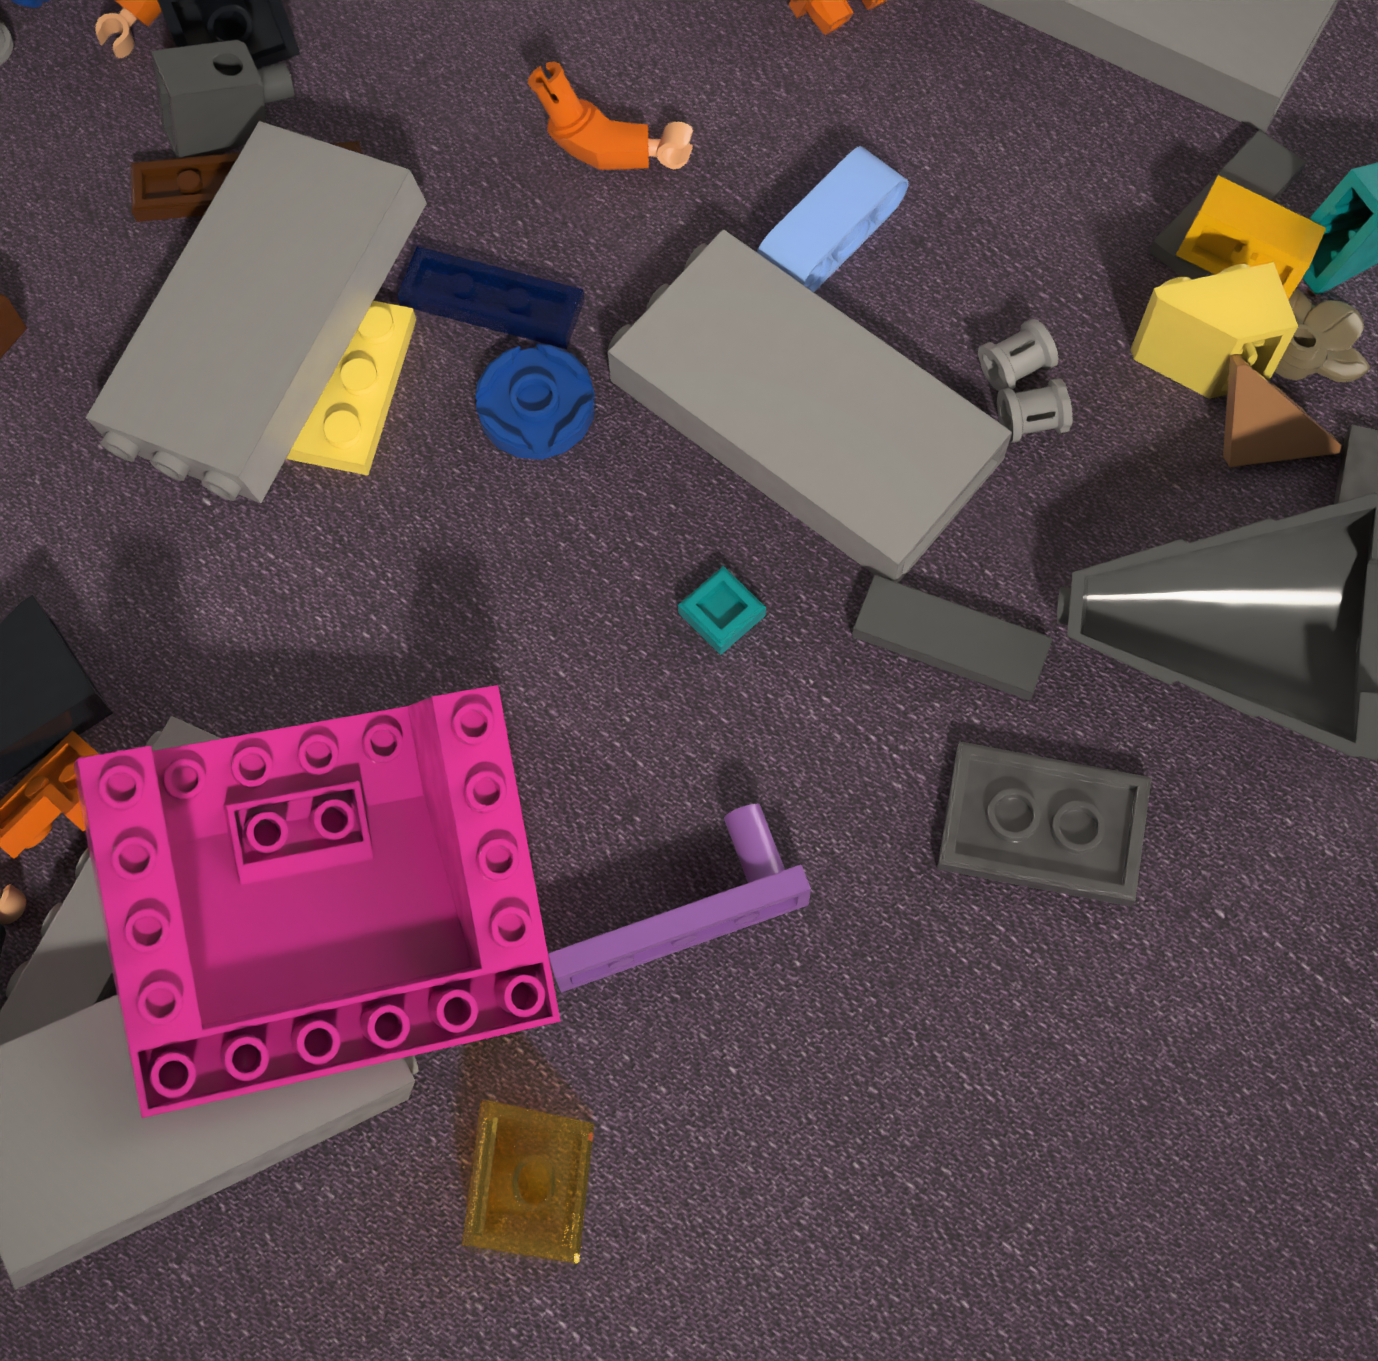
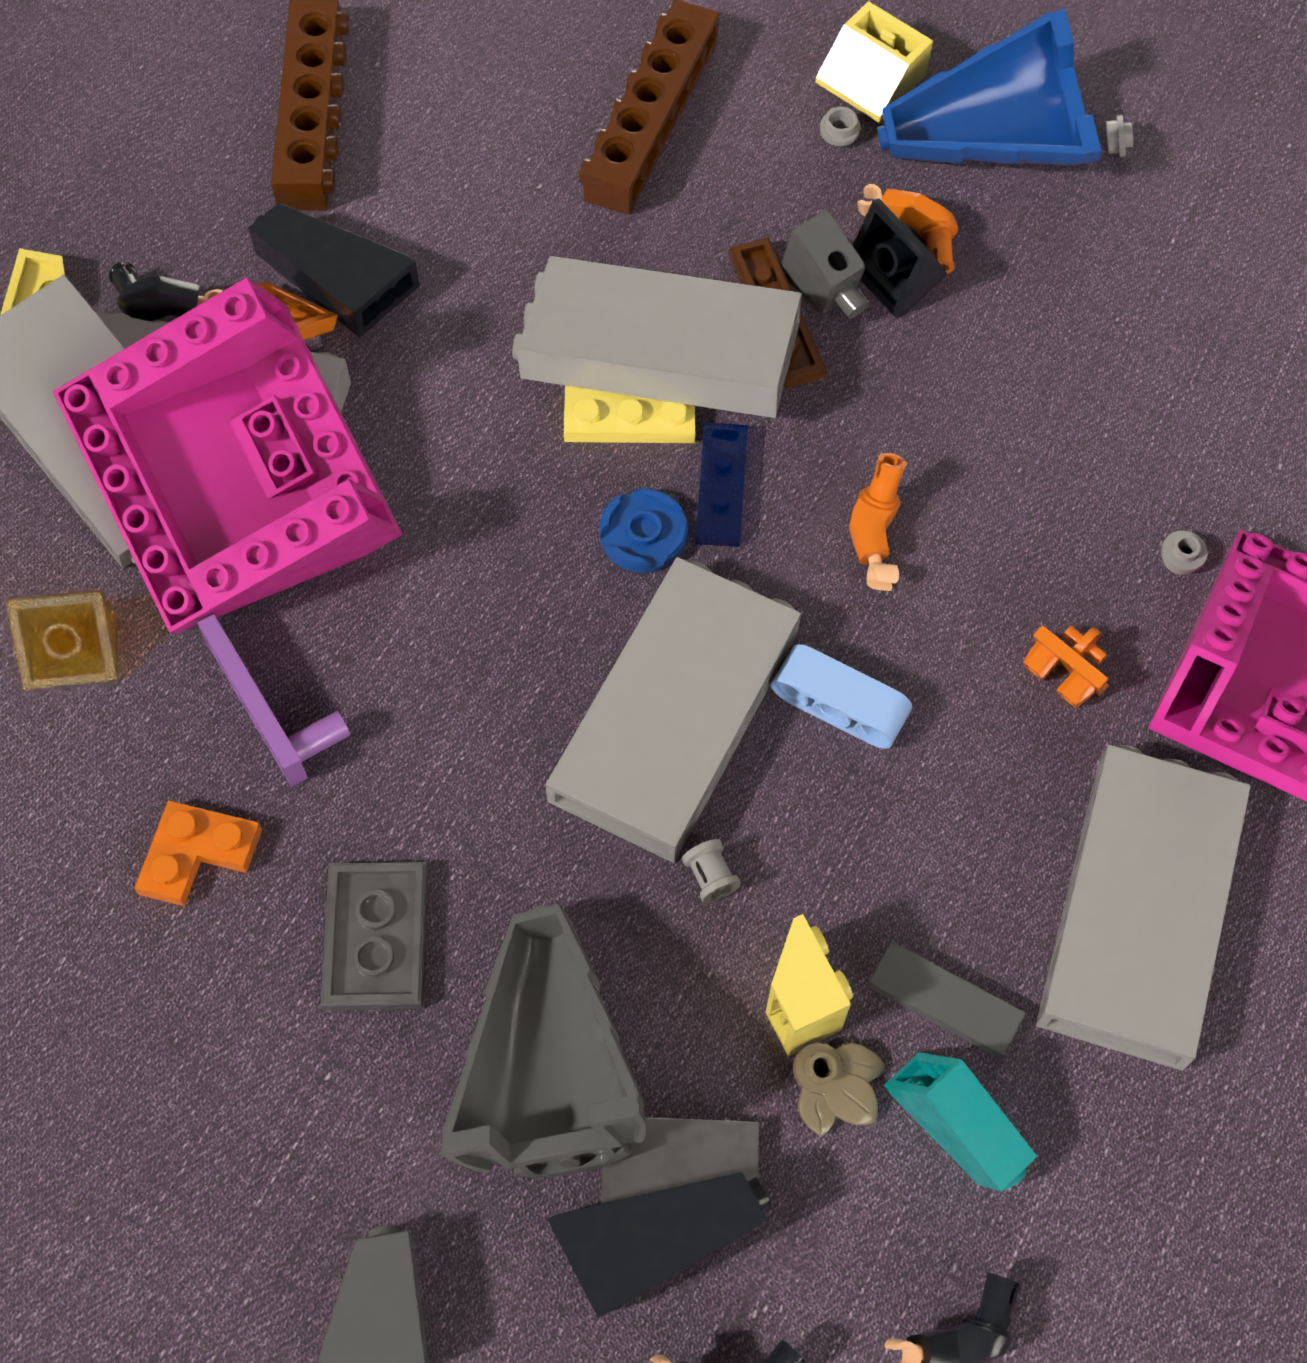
camera: 75 degrees right, 5 degrees down
(722, 610) = (502, 685): teal tile -> none
(867, 1055) = (184, 841): none -> orange plate
(952, 637) = (510, 846): dark grey tile -> none
(1018, 355) = (756, 851): light grey bush -> none
(1250, 230) = (901, 1010): yellow hinge -> none
(1266, 423) = (737, 1051): medium nougat tile -> none

